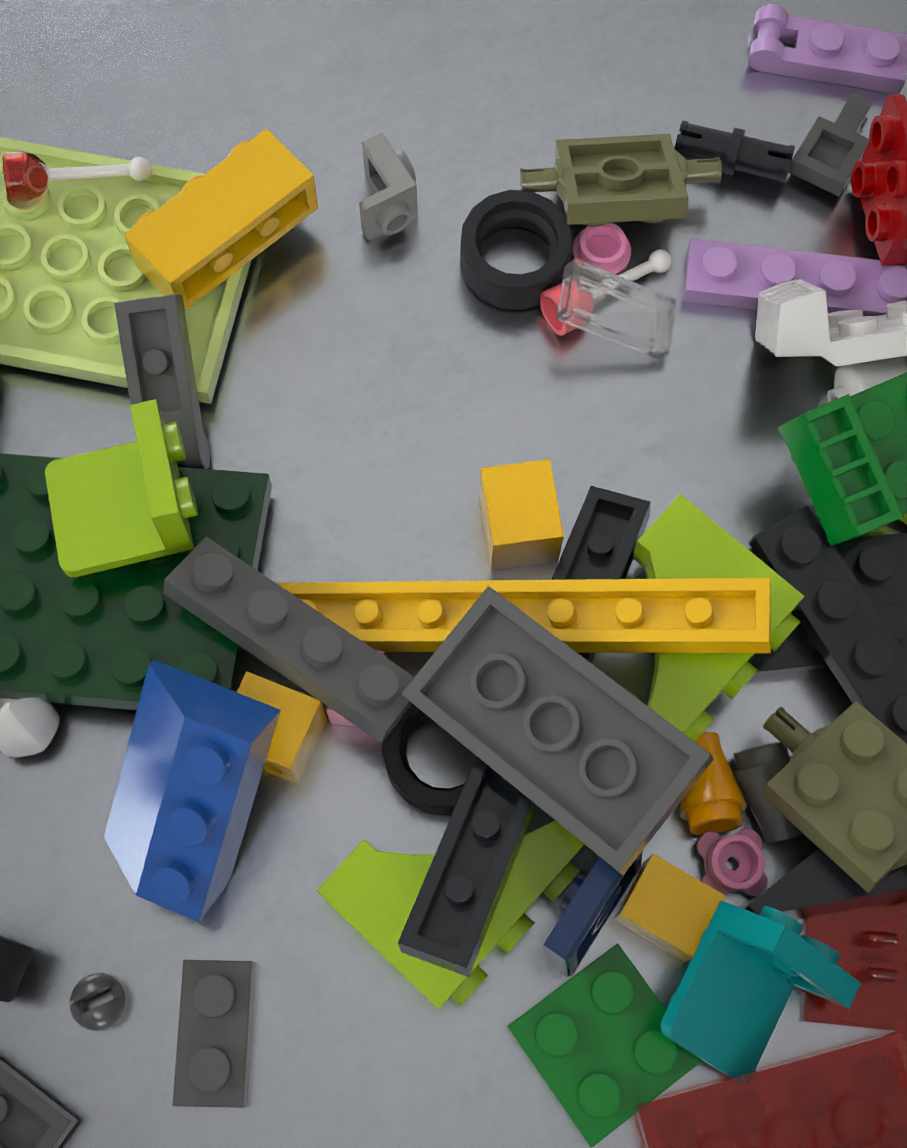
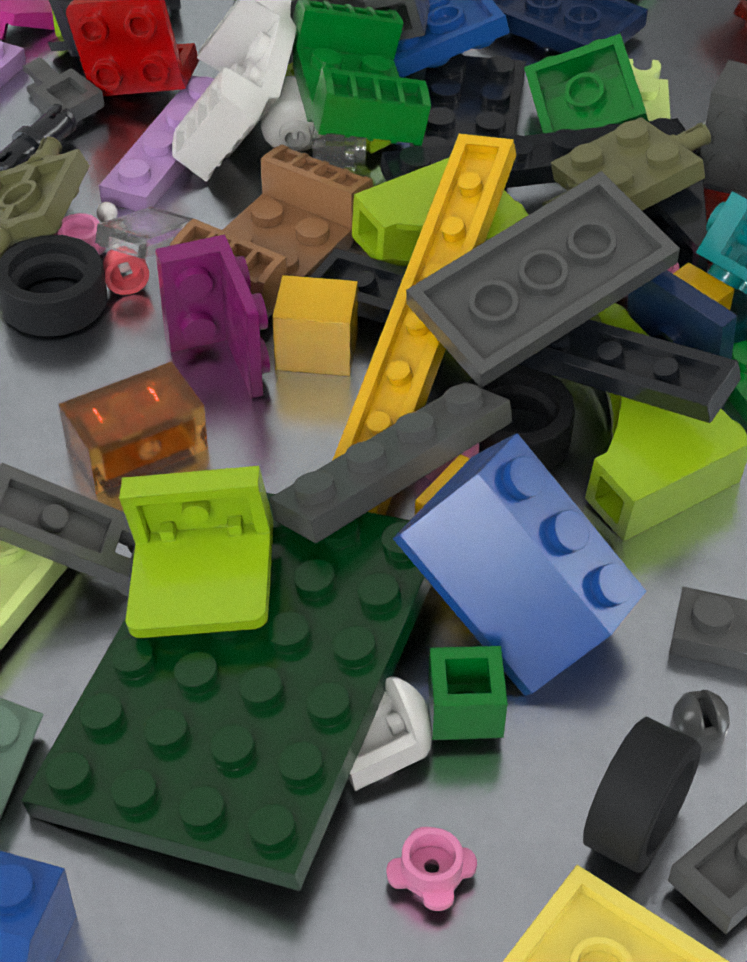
camera: 75 degrees left, 25 degrees down
(47, 763) = (467, 692): none -> green plate
(335, 389) = (134, 426): none -> clear orange brick
(502, 424) = (211, 301): none -> magenta bracket
(657, 436) = (292, 223): none -> medium nougat plate

